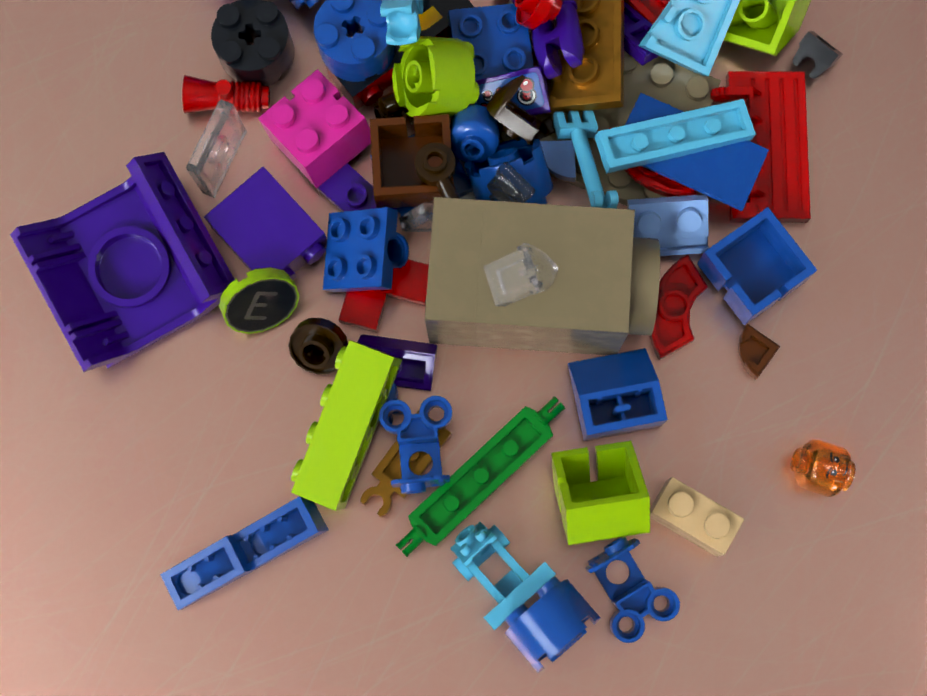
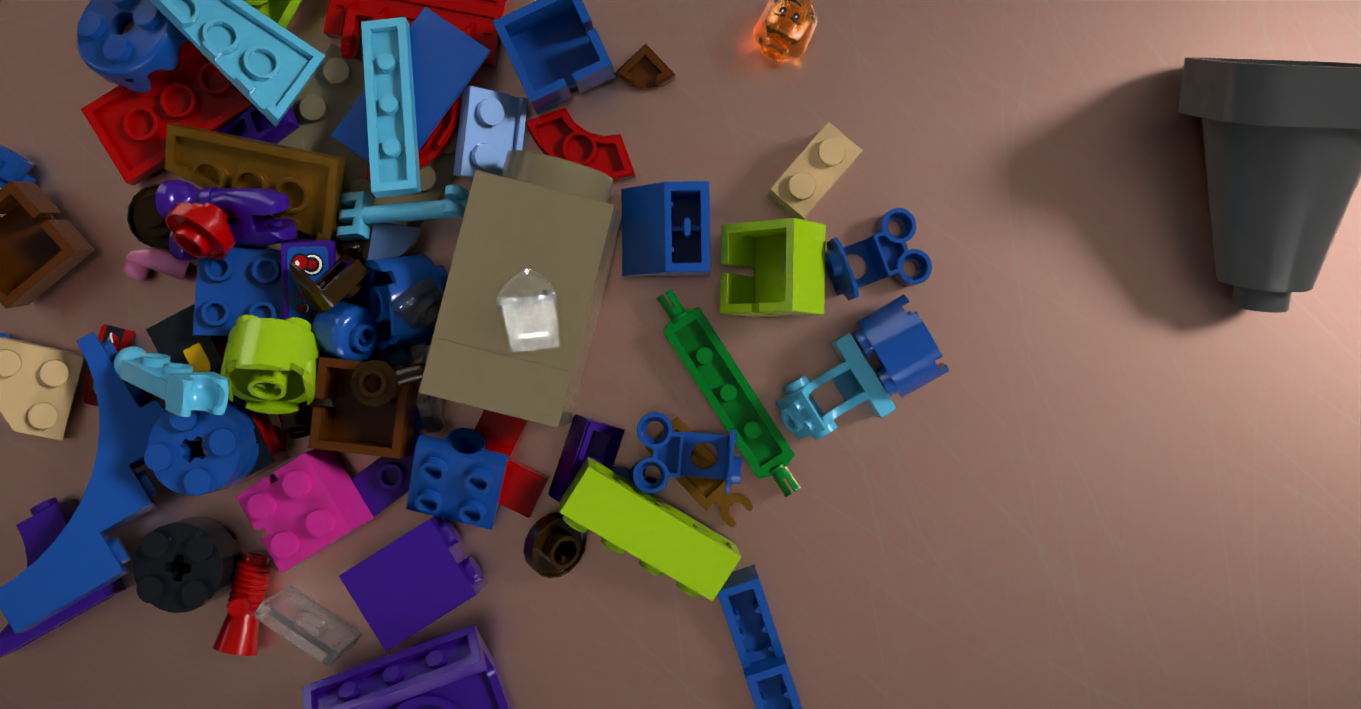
camera: 80 degrees left, 10 degrees up
(259, 300) = (493, 603): tile -> none

